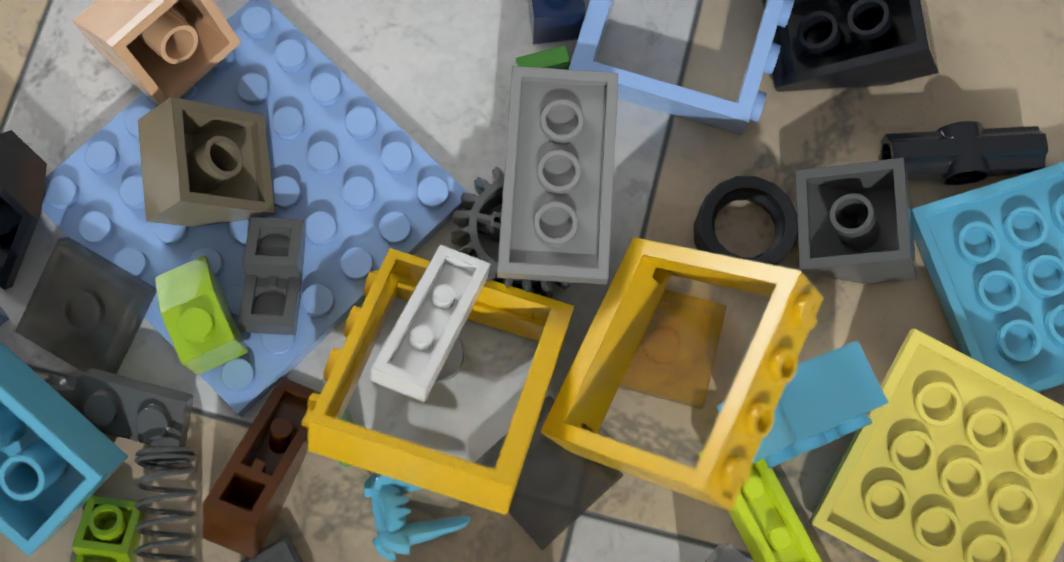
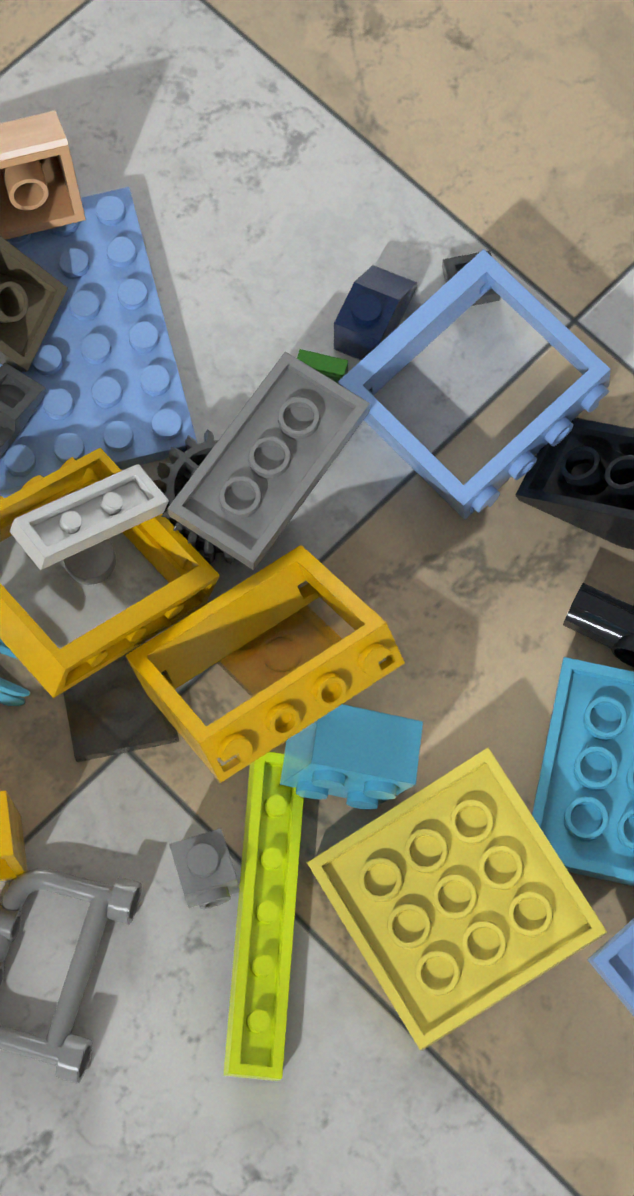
camera: 35 degrees right, 5 degrees down
(757, 191) = (416, 558): black tyre -> none
(856, 222) = (507, 641): dark grey slope -> none

